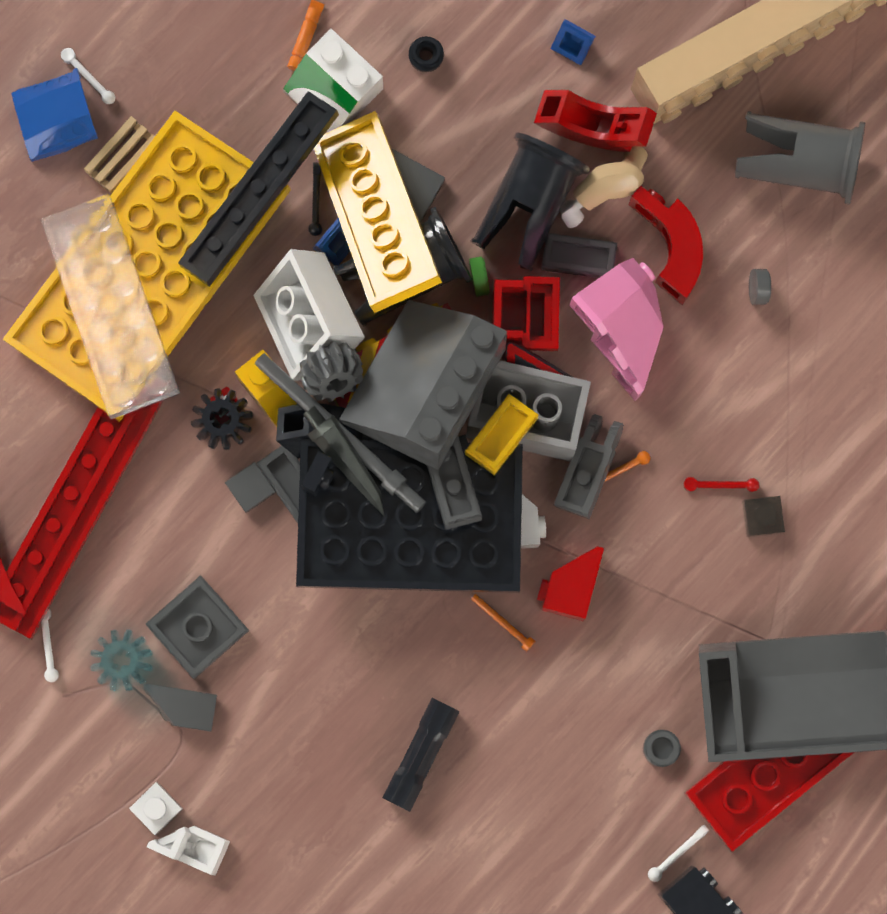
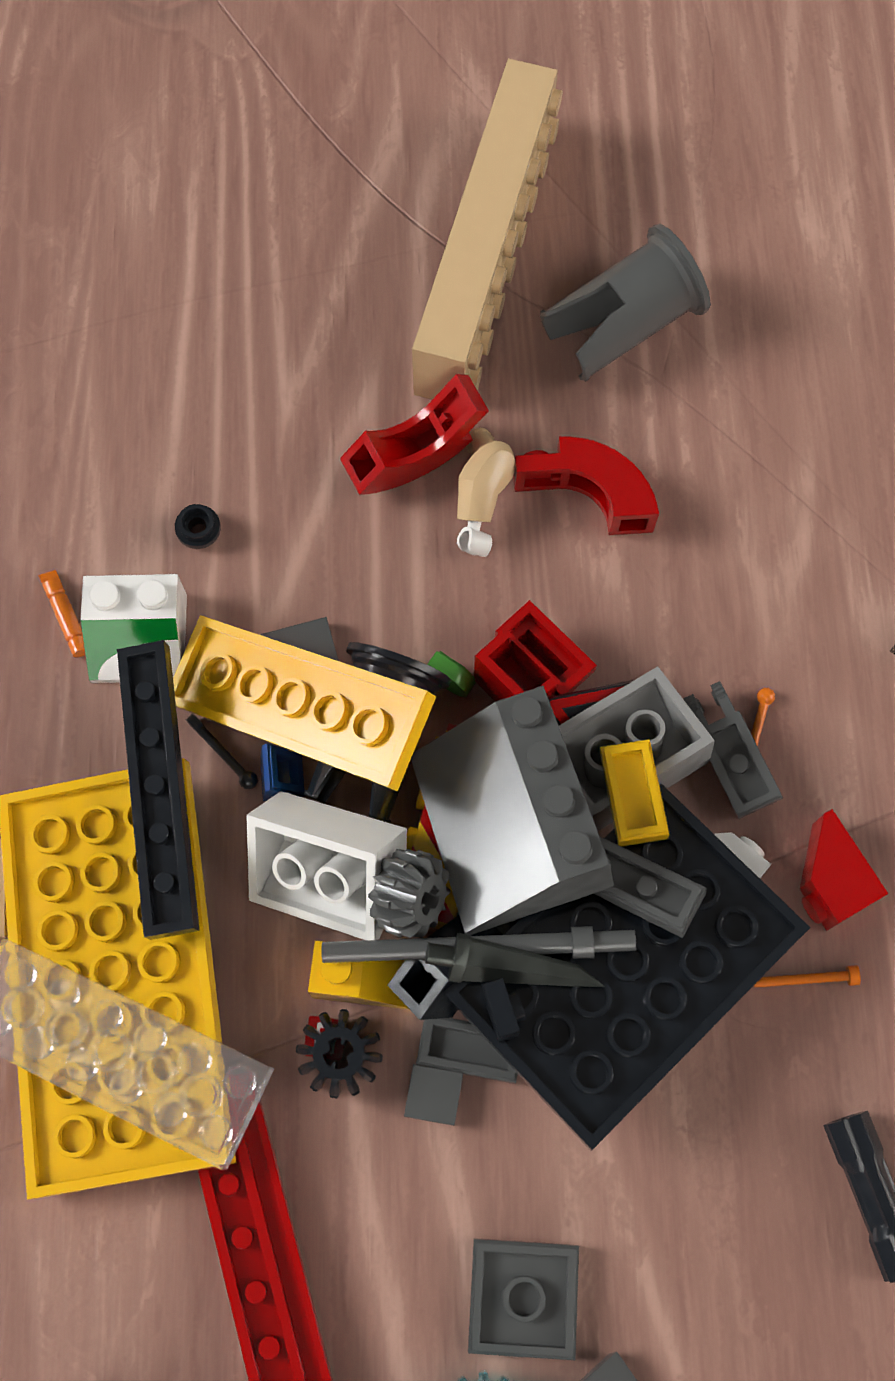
camera: 40 degrees left, 10 degrees down
(537, 184) = (423, 543): black piece -> none
(573, 42) = (323, 396): blue slope -> none
(578, 255) = (519, 574): dark grey tile -> none
(624, 321) = (637, 585): bright pink brick -> none
(691, 484) = (832, 678): red hinge -> none
(759, 286) = (705, 450): dark grey tile -> none

